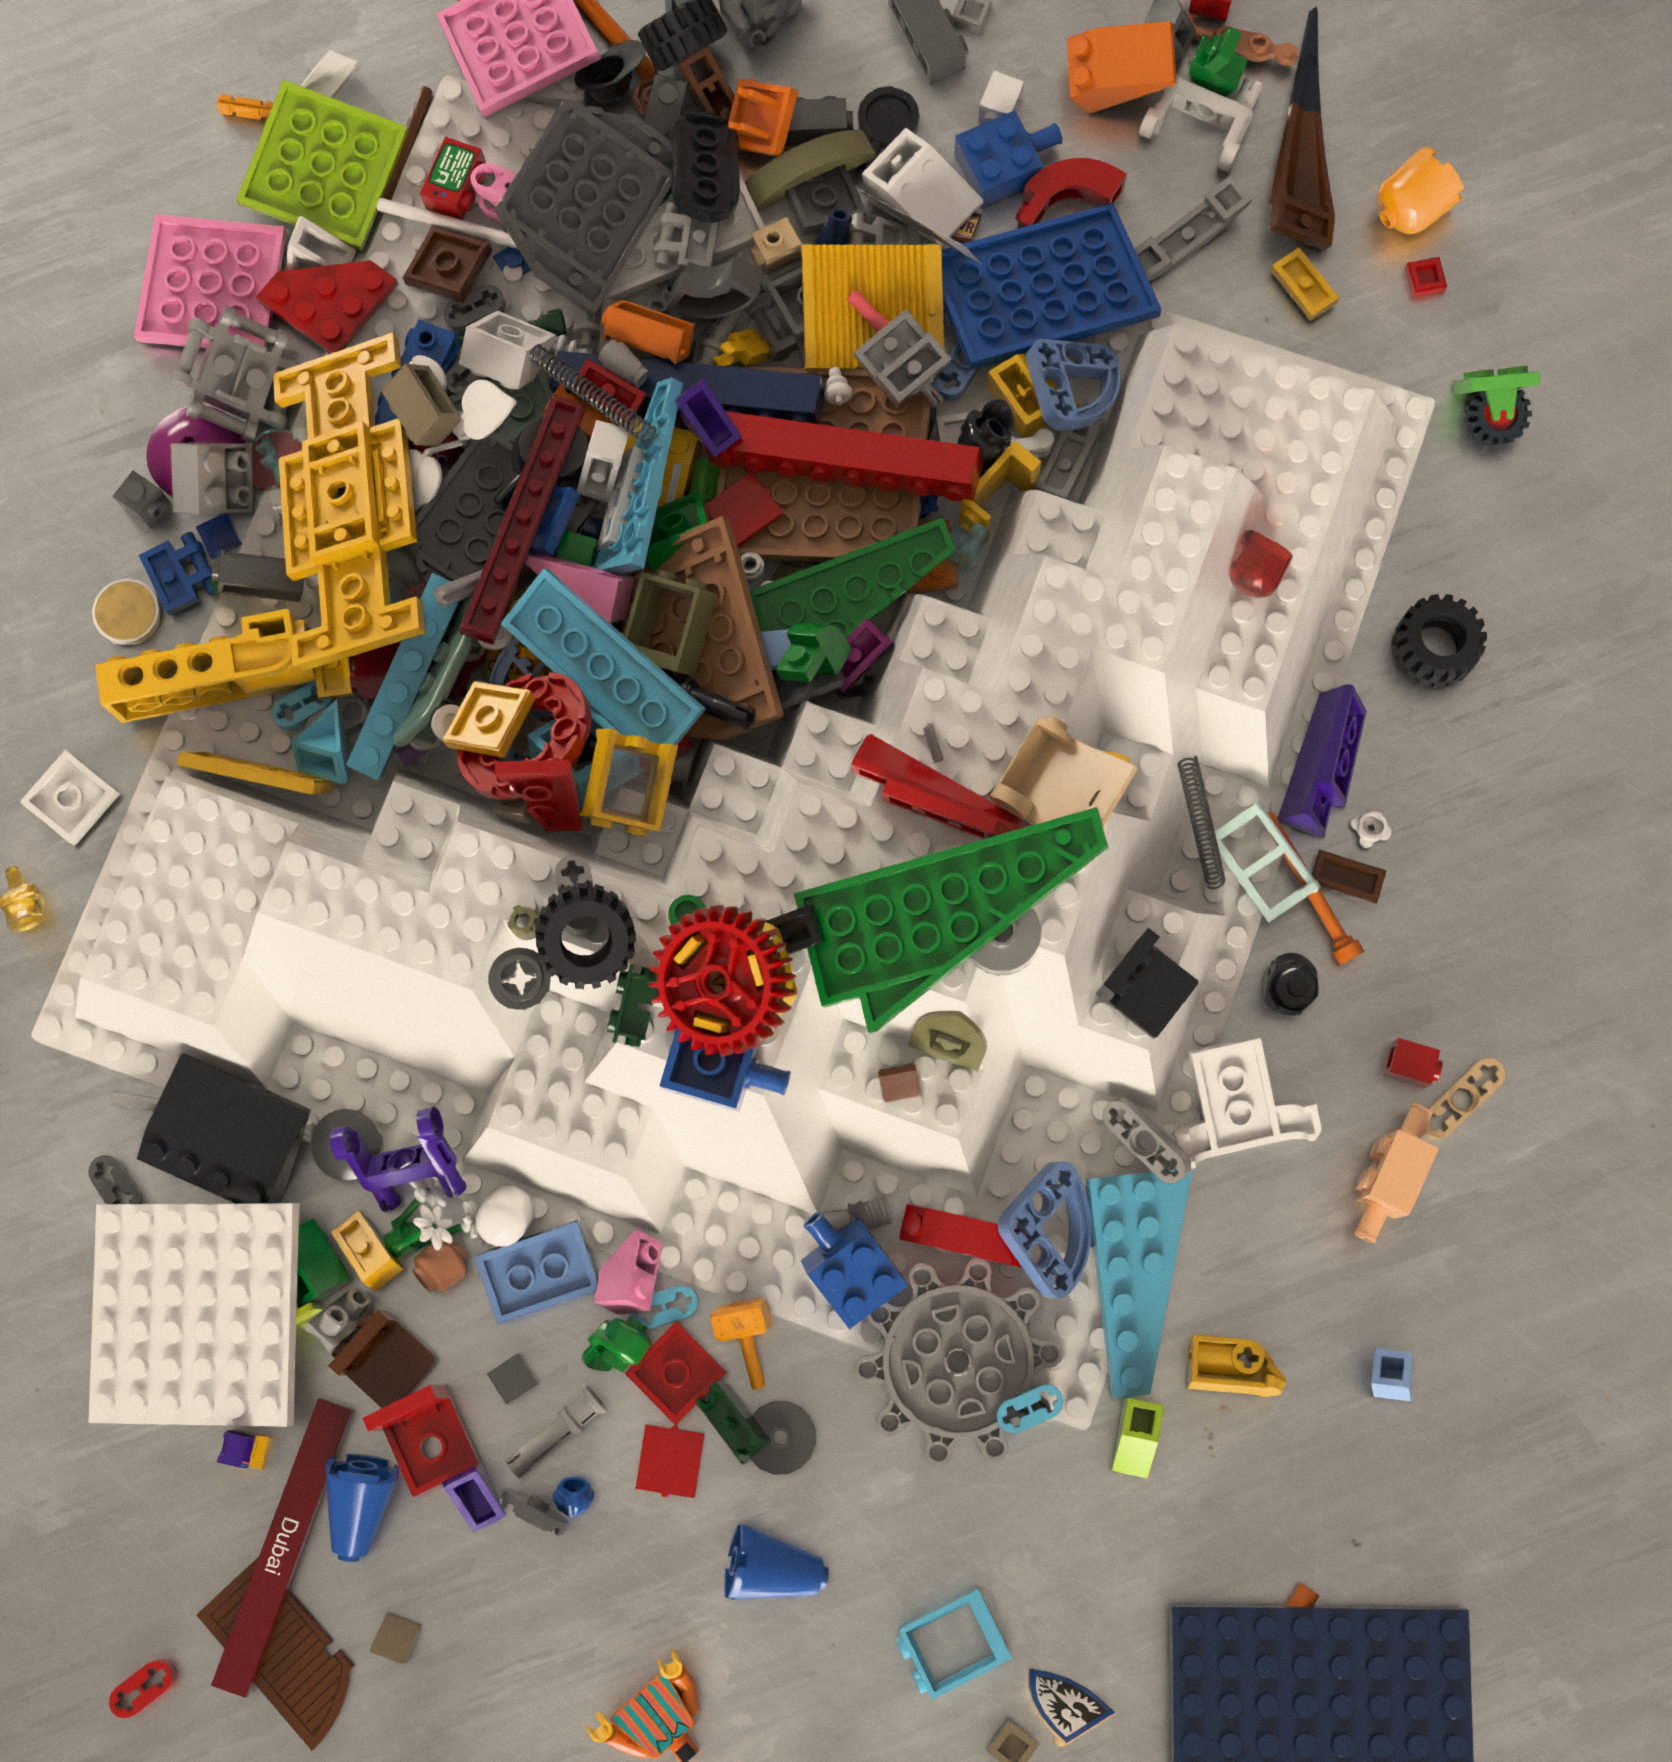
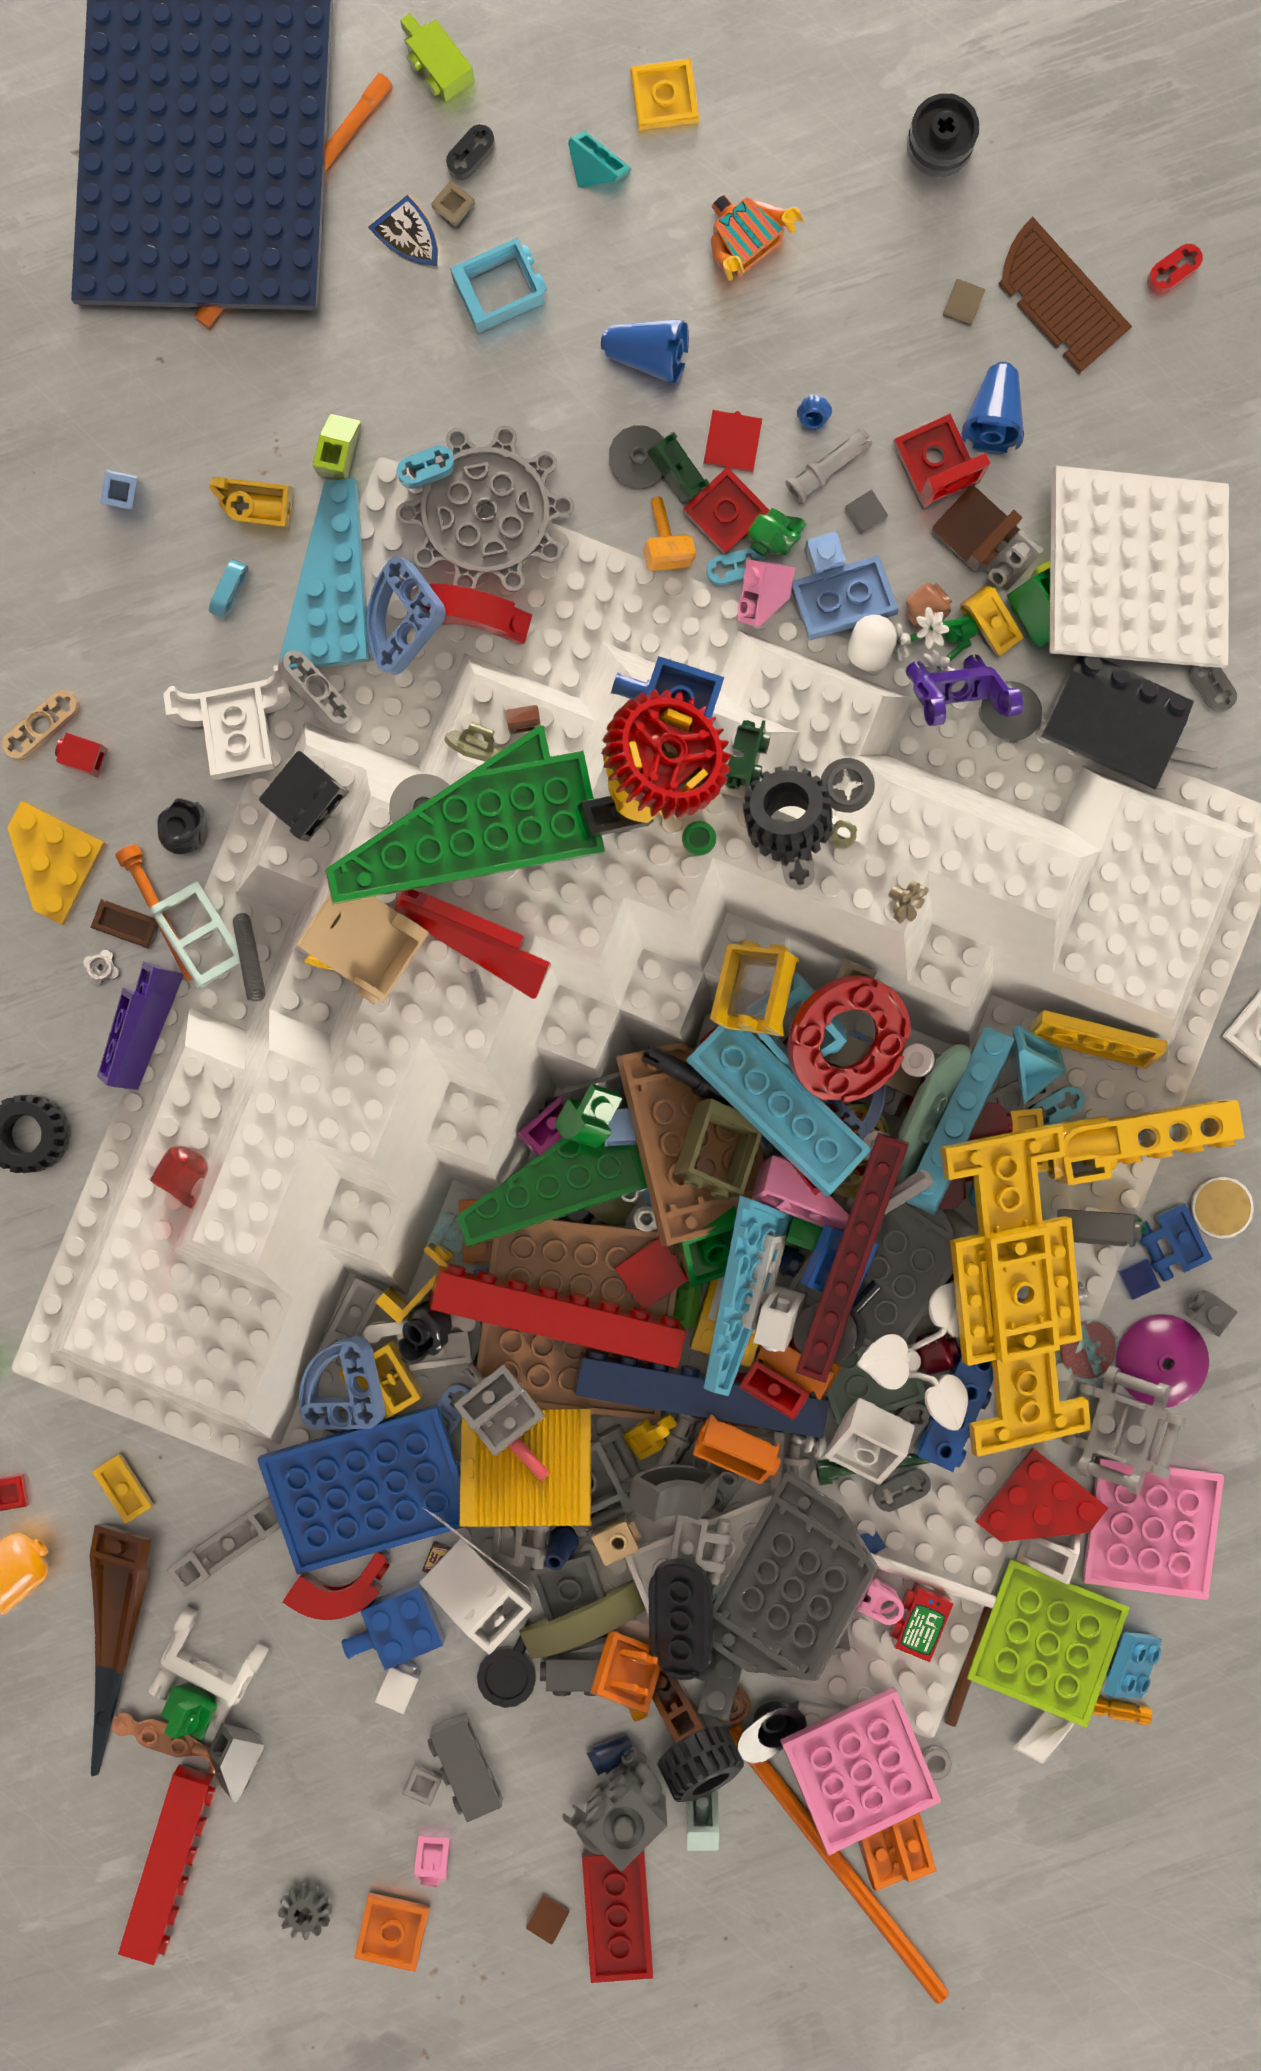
camera: 175 degrees right, 10 degrees up
(212, 478) = (1145, 1327): light grey slope -> none
(236, 141) = (1133, 1665): none -> dark azure plate
(245, 1449) = (1095, 453): dark purple leg -> none
(281, 1549) = (1059, 378): dark red tile -> none
(421, 405) = (947, 1373): dark tan brick -> none
(440, 53) = (937, 1761): none -> light grey tile
(447, 264) = (927, 1535): reddish brown tile -> none
(452, 852) = (907, 901): none -> dark tan plant
(475, 1497) = (897, 413): slope -> none
(489, 719) = (881, 1057): yellow tile -> none
(534, 1511) = (846, 396): dark grey plate -> none
(548, 791) = (827, 974): red wing -> none
(560, 1322) = (824, 553): none -> light blue brick
(594, 404) = (801, 1395): dark grey piece -> none
(623, 363) = (760, 1416): light grey cone -> none
(707, 418) = (680, 1351): dark purple slope -> none
(778, 46) = (609, 1753): none -> dark blue cone
(837, 388) = (561, 1388): white hair -> none
(850, 1269) = (573, 584): blue brick -> none
(872, 1213) = (568, 632): light grey piece -> none
(1120, 64) = (281, 1715): orange slope -> none
(1255, 1262) = (228, 589): none -> medium azure beam
(1395, 1174) = (103, 656): light nougat brick -> none
(1436, 947) = (52, 860): none -> yellow plate

